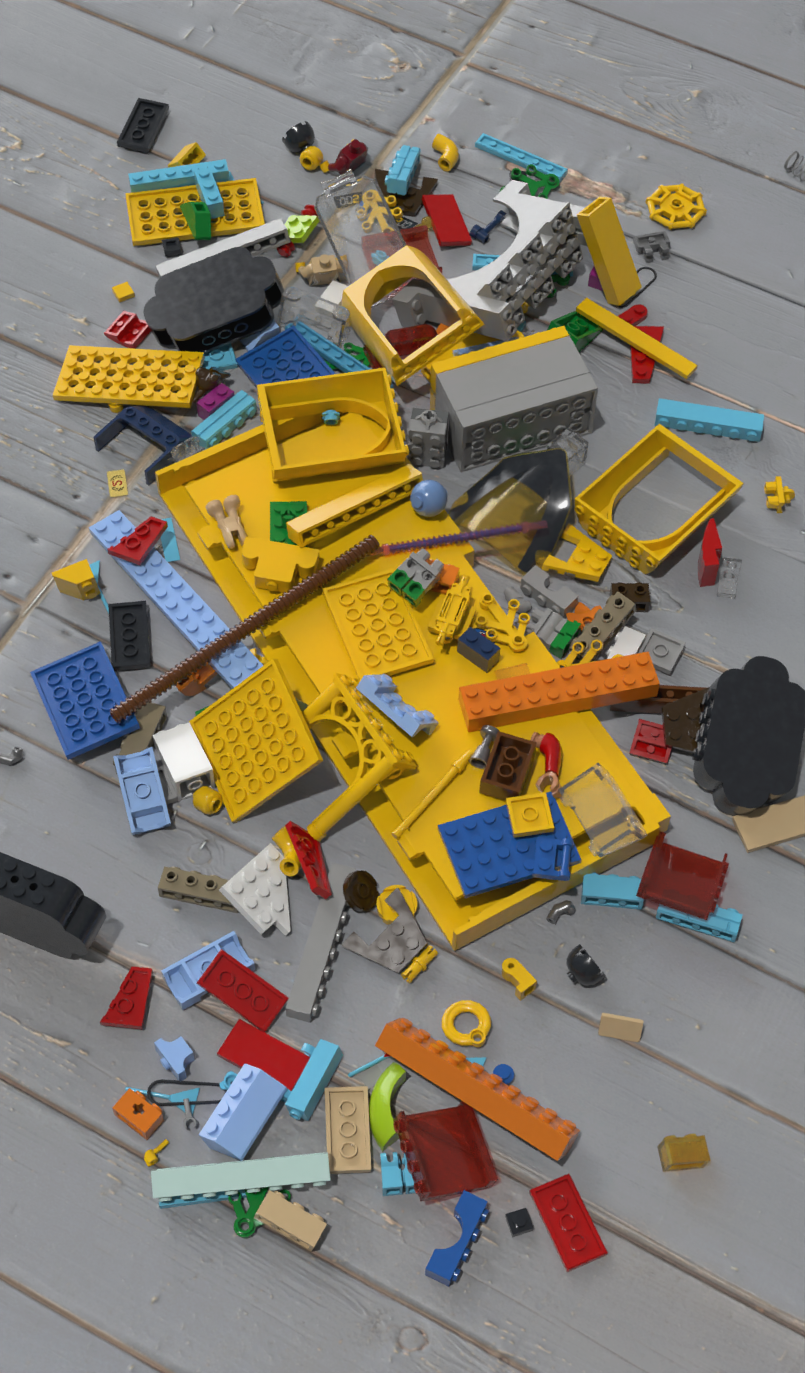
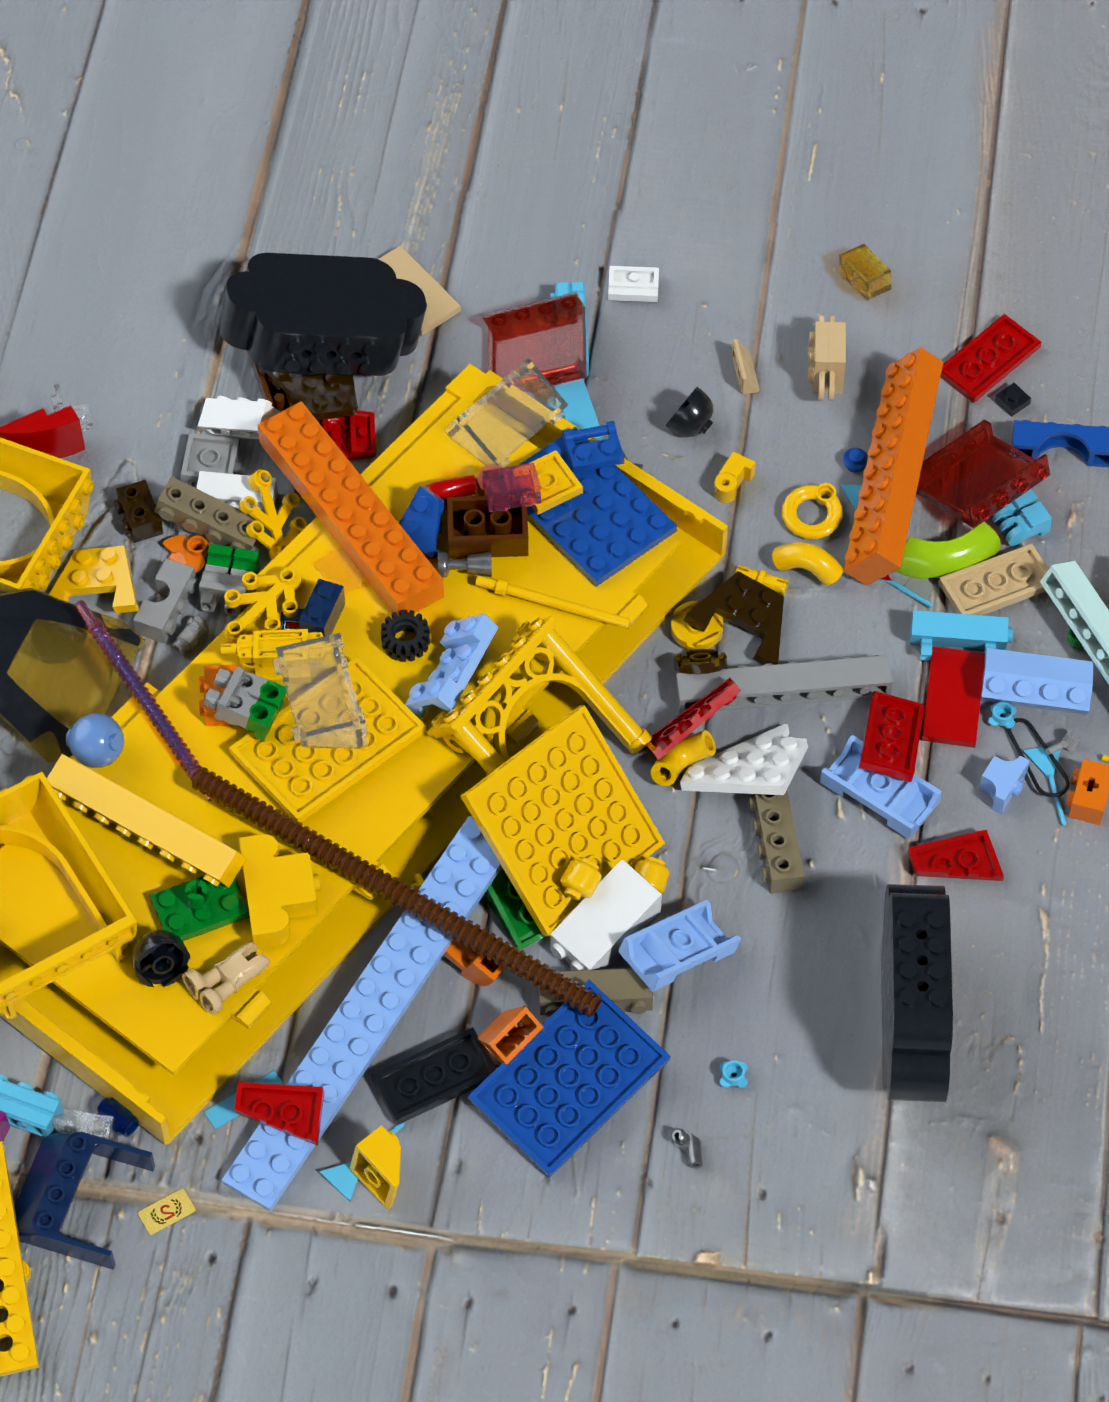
camera: 110 degrees left, 0 degrees up
(41, 795) = (736, 1067): none -> medium azure plate
(125, 670) = (506, 1037): none -> orange torso
(210, 741) = (581, 878): none -> yellow head
(259, 489) = (160, 958): none -> black cylinder
(395, 618) = (321, 694): none -> clear windscreen
(418, 996) = (810, 558): none -> yellow cylinder
(440, 684) = (405, 648): none -> black tyre
(522, 778) = (511, 487): none -> clear pink brick
(529, 729) = (423, 520): none -> blue wing
(601, 1083) = (827, 357): none -> tan brick
(680, 667) = (235, 417): none -> white brick
(731, 977) = (633, 283): none -> white plate

